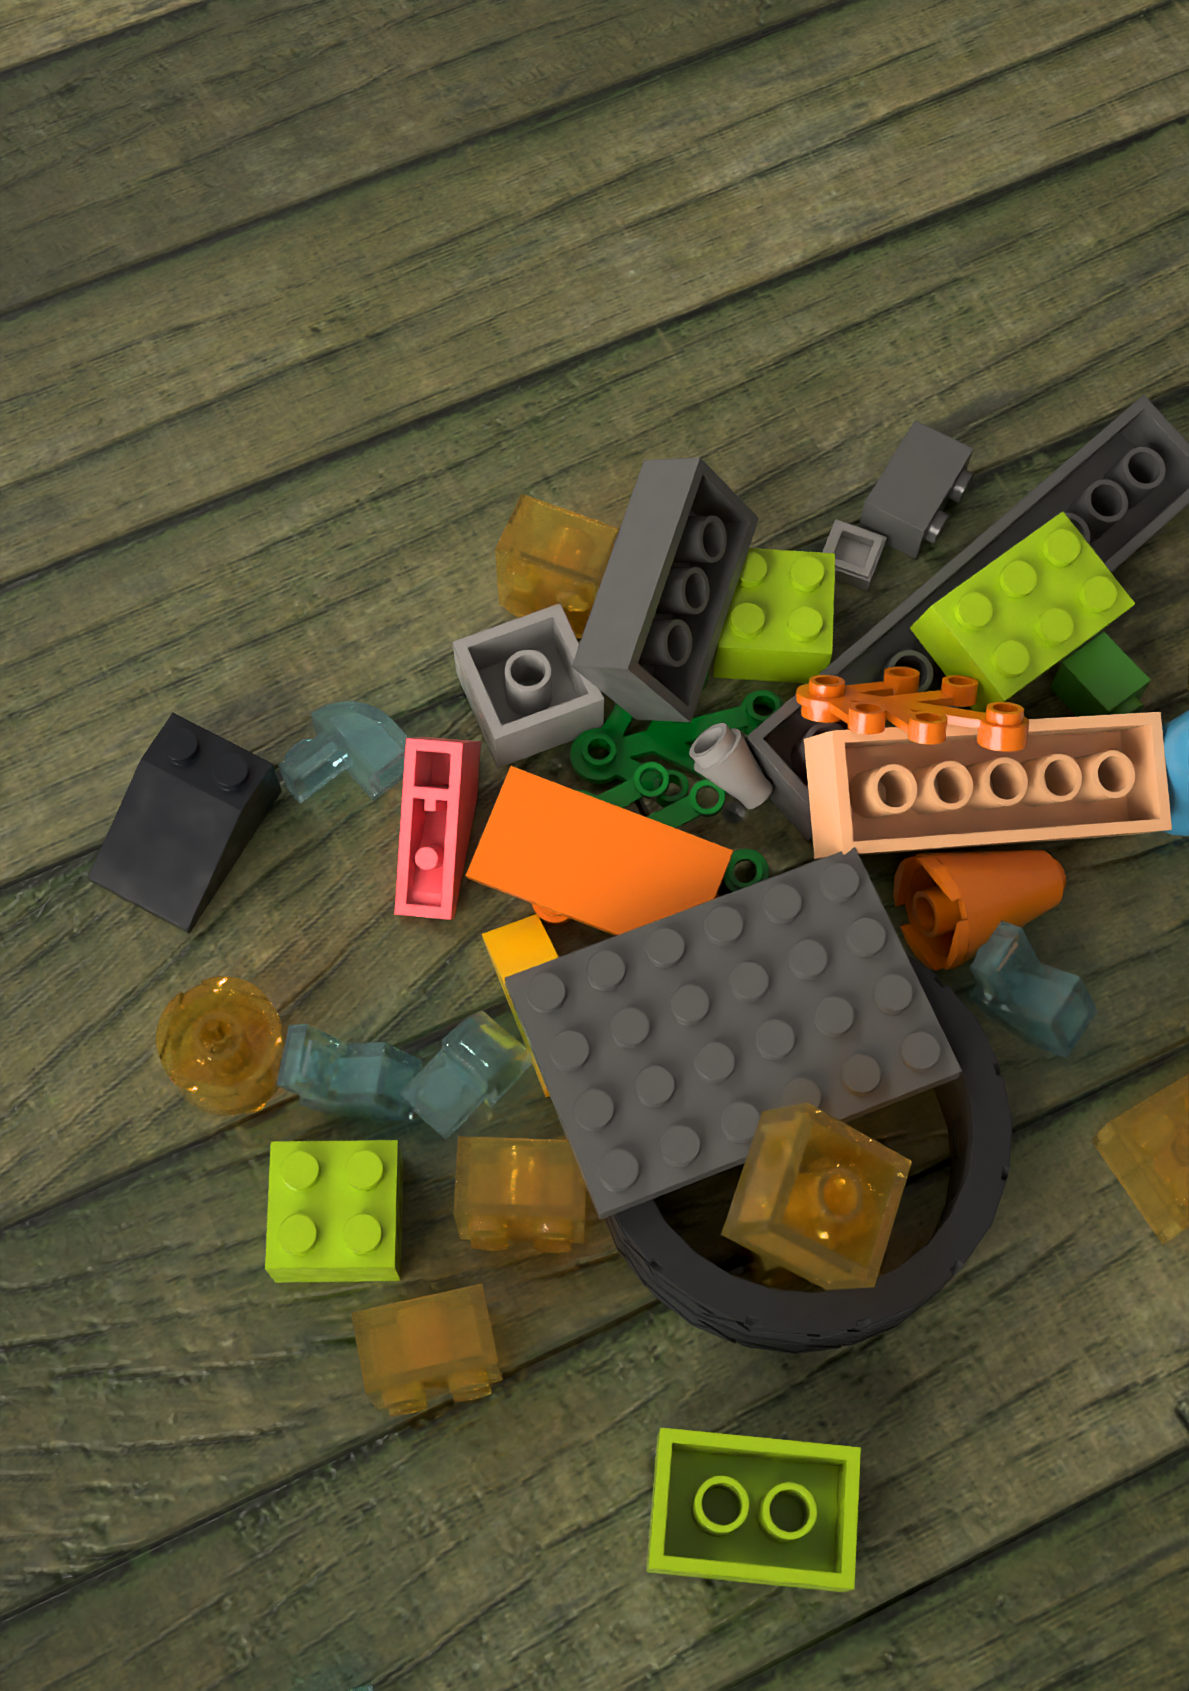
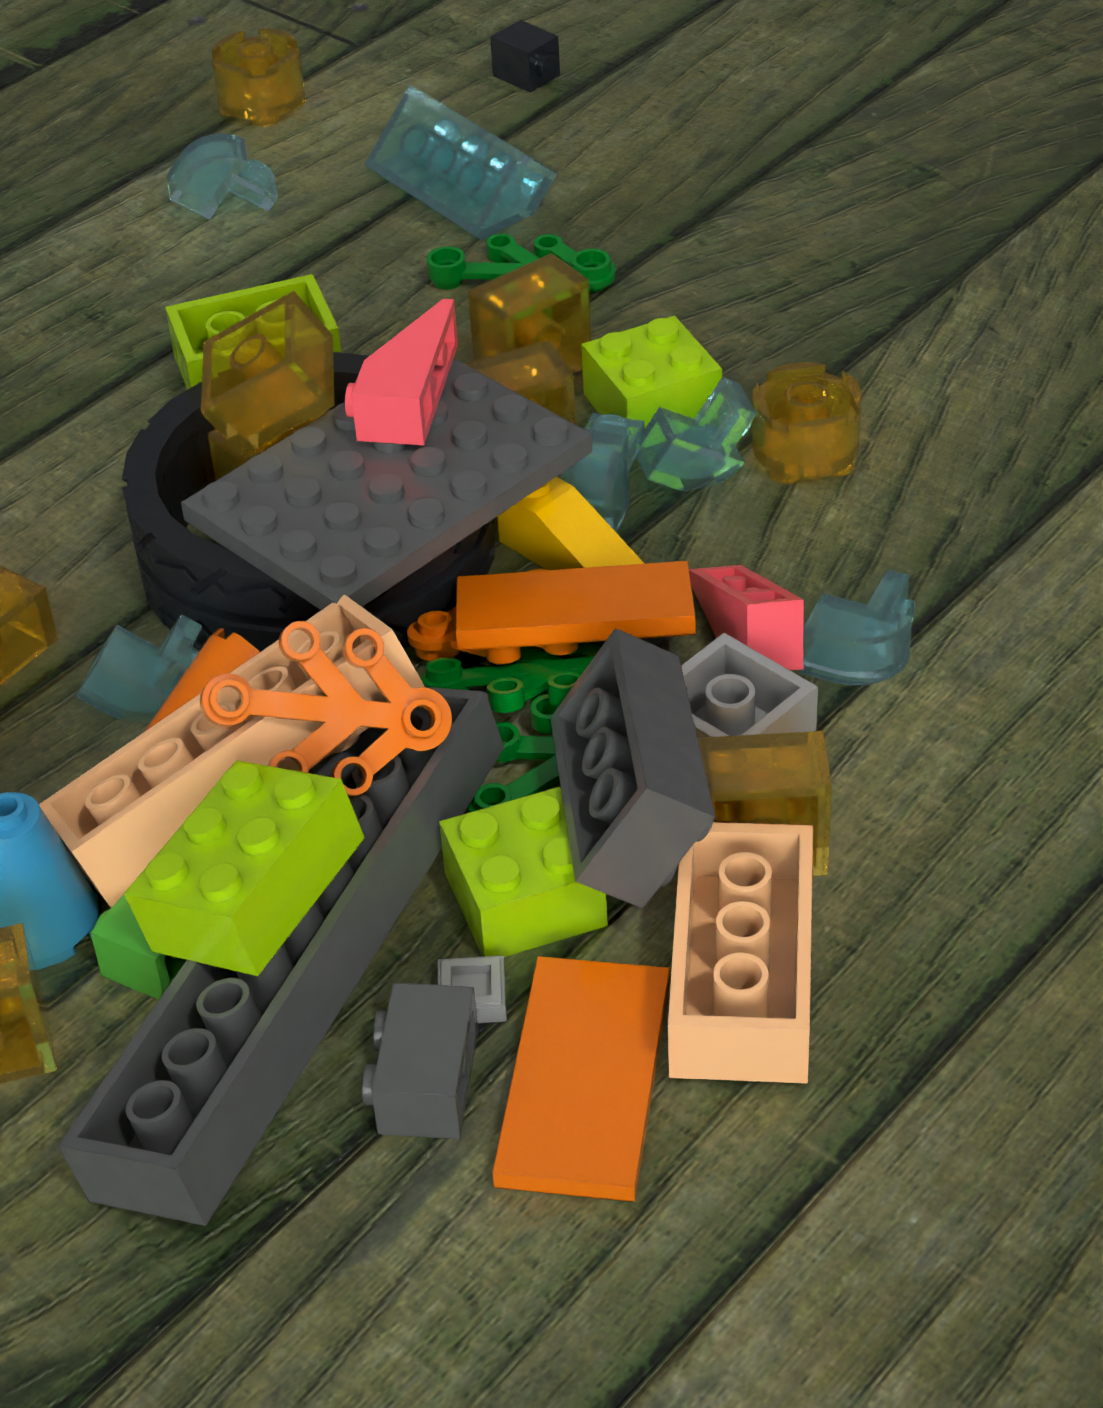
camera: 160 degrees right, 25 degrees down
(184, 822) = (966, 557): black slope -> none
(347, 1546) = (448, 263): none -> green plant
(659, 412) = (743, 955): none -> light nougat brick
(680, 1091) = (405, 380): none -> coral slope
(729, 763) = (506, 681): light grey cone -> none
(806, 444) = (583, 1079): none -> orange tile

